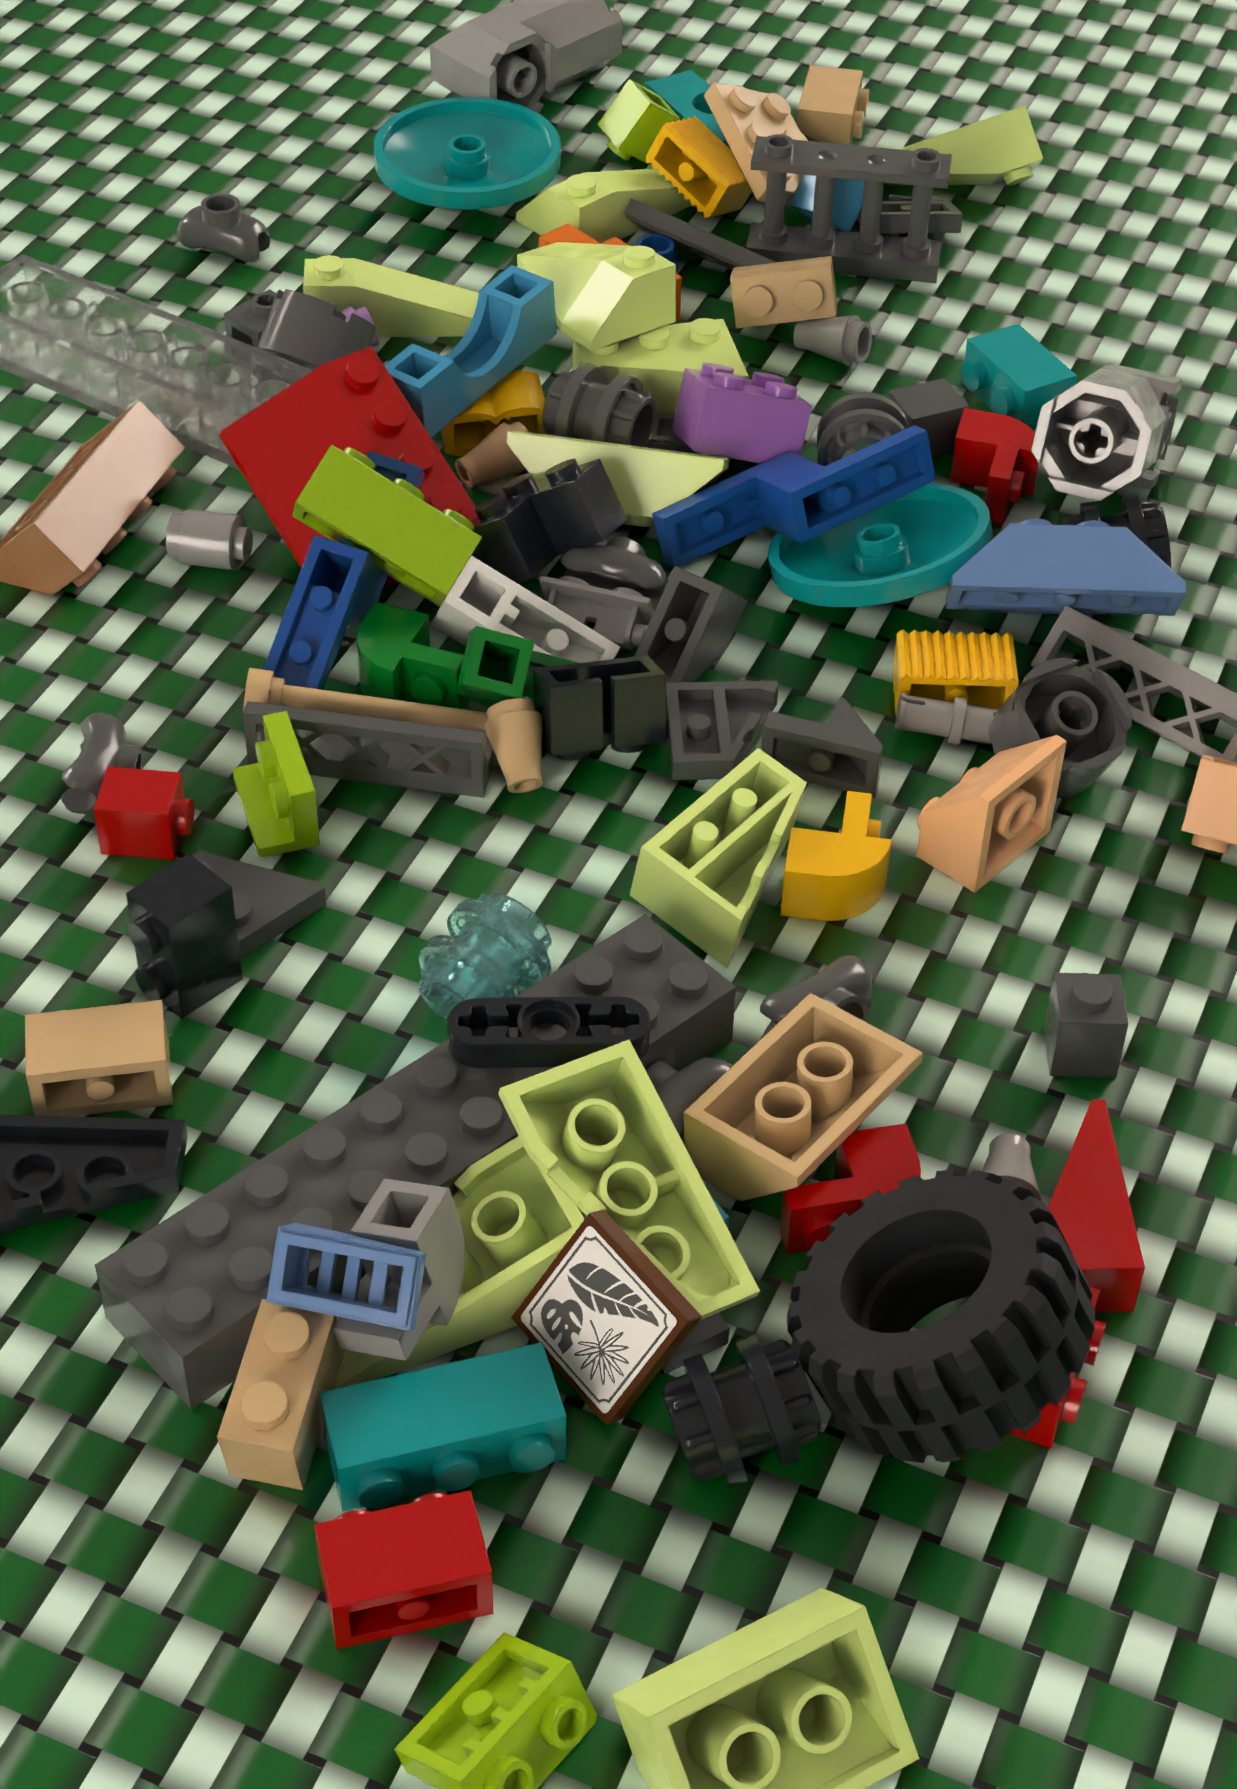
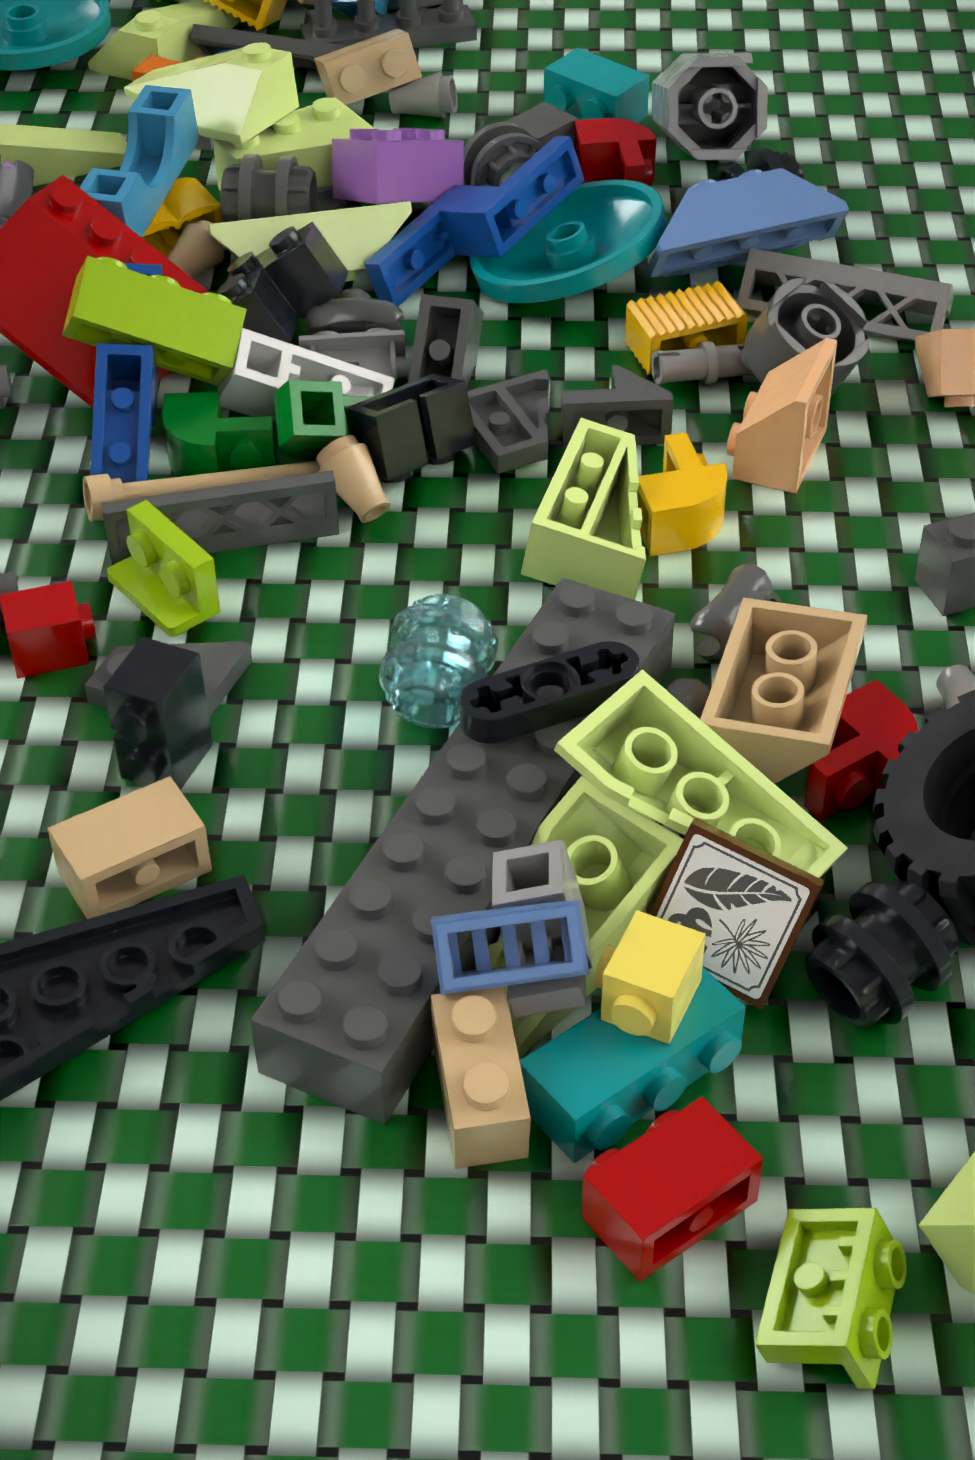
camera: 20 degrees left, 0 degrees up
(476, 1355) = (650, 976): none -> light yellow brick

